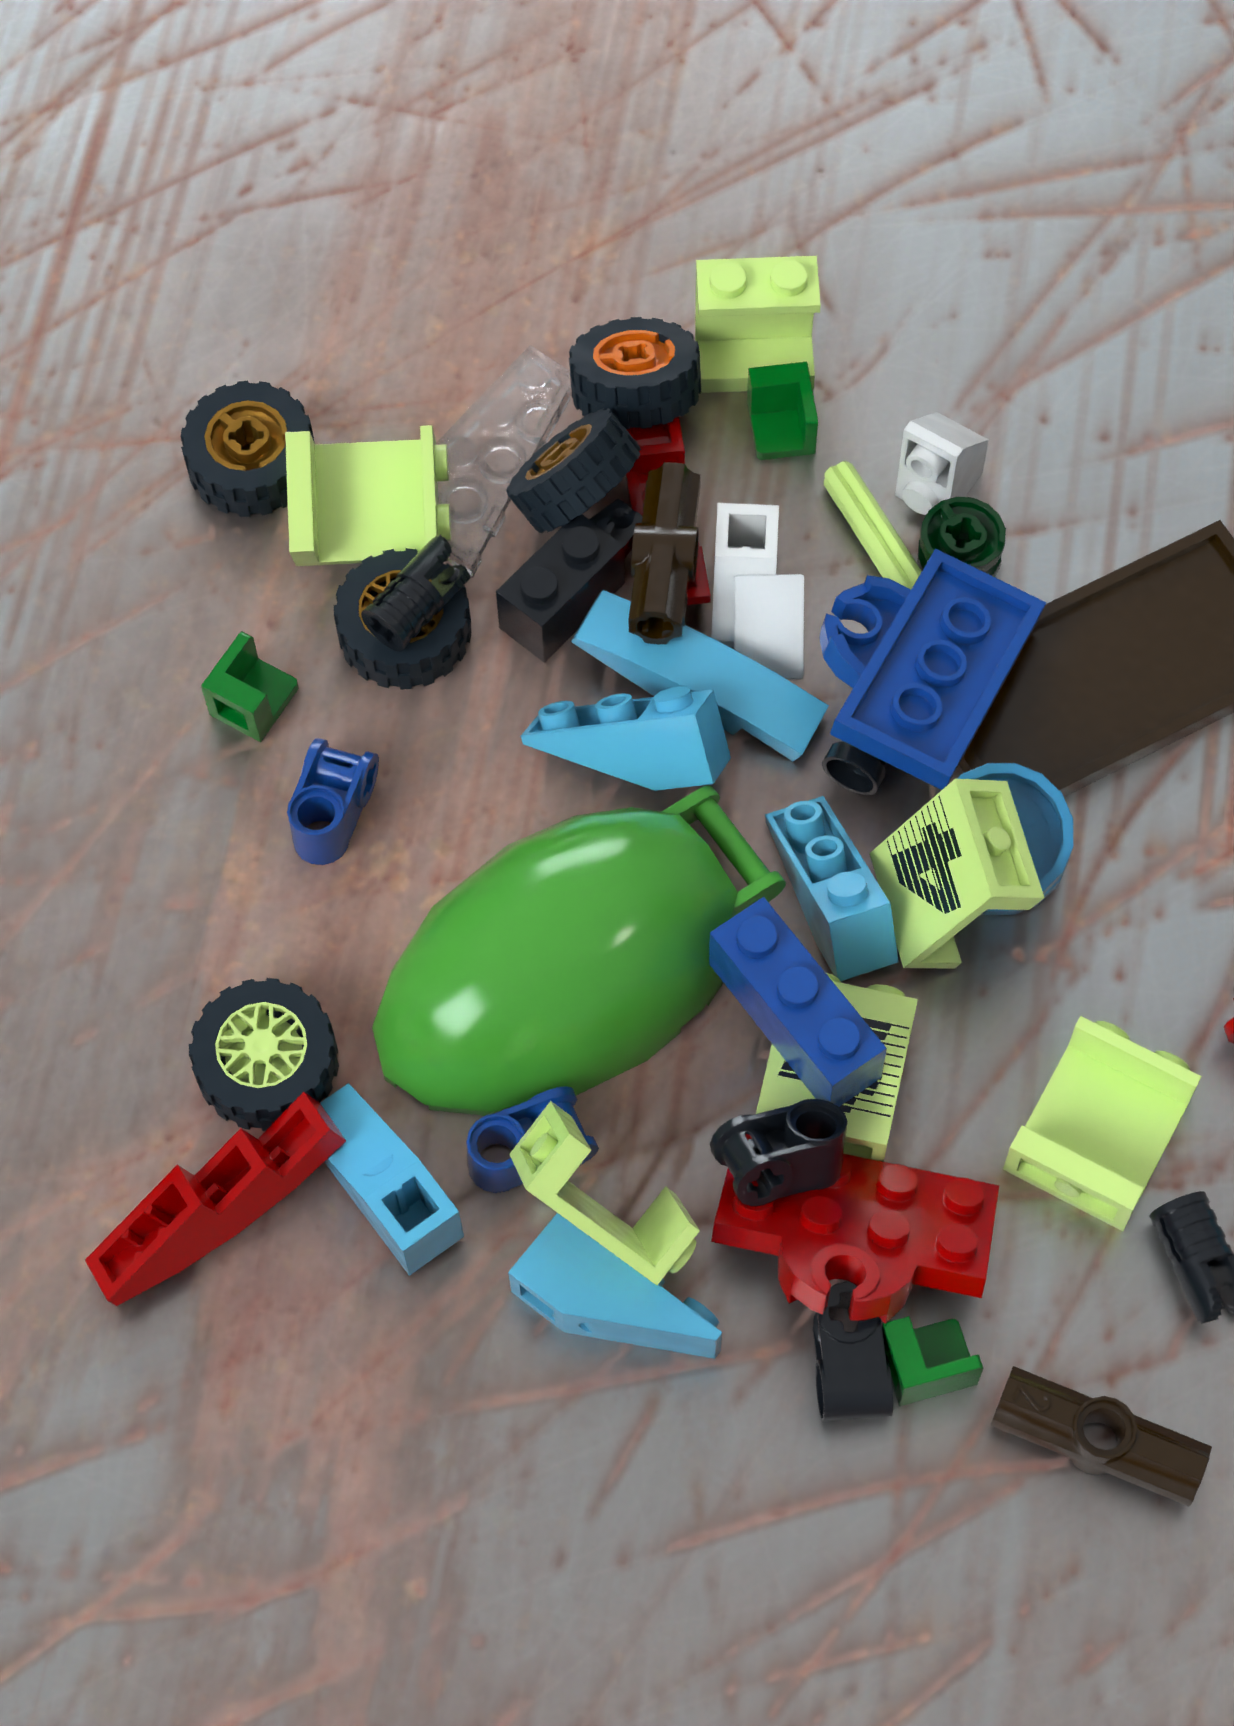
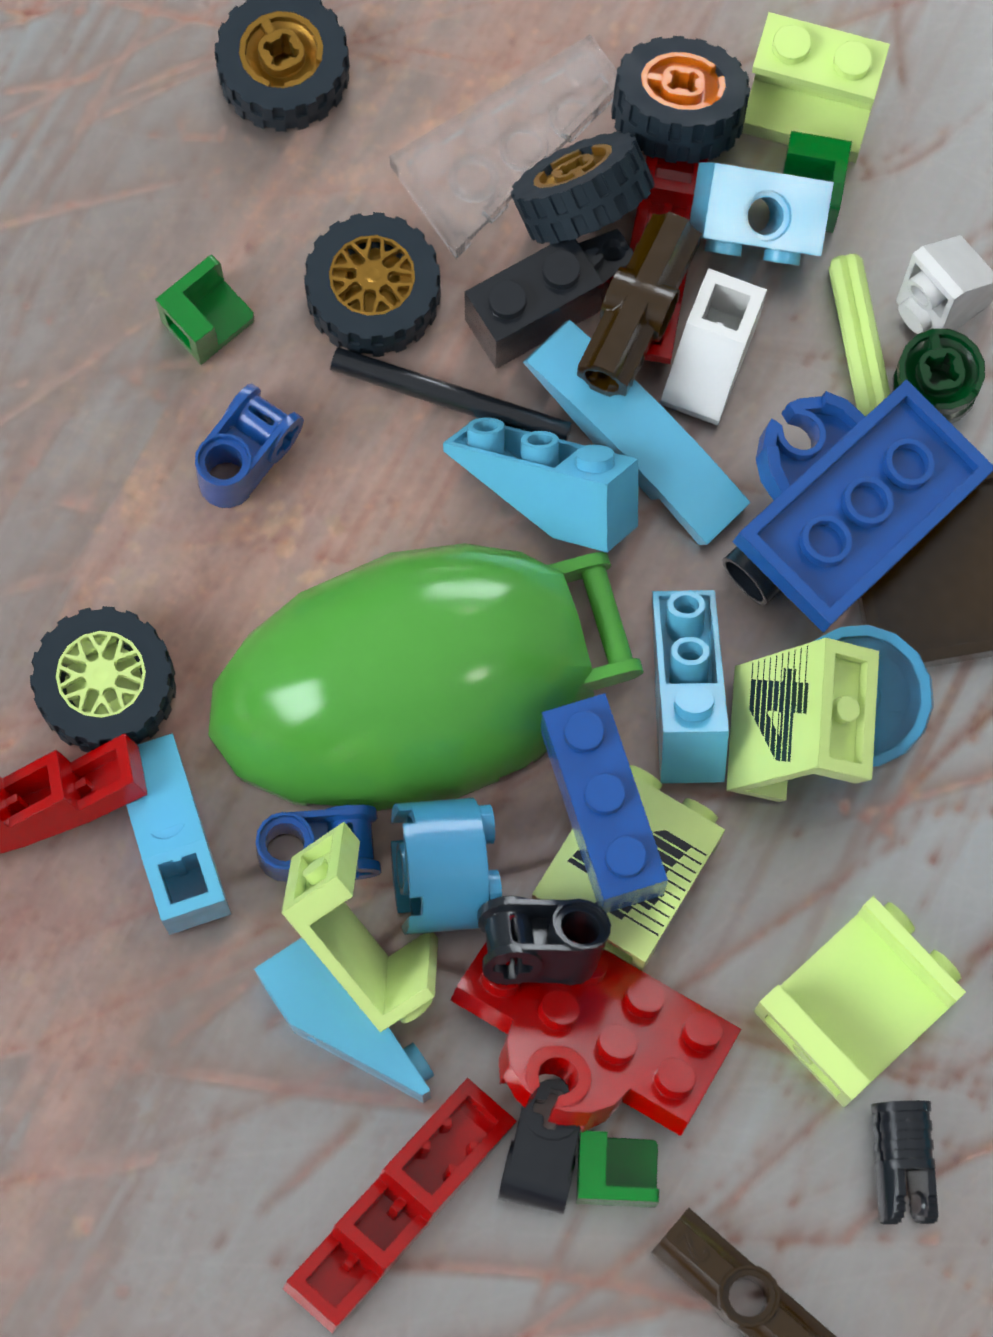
camera: 15 degrees right, 10 degrees up
(363, 497) = (372, 152): yellowish green panel -> none
(412, 599) = (387, 272): black hinge -> none
(495, 696) = (445, 393): none -> black bar
(658, 1116) = (443, 864): none -> dark azure brick
(727, 1462) = (399, 1205): none -> red slope
(771, 621) = (721, 403): white sticker -> none
(773, 428) = (795, 205): none -> brick

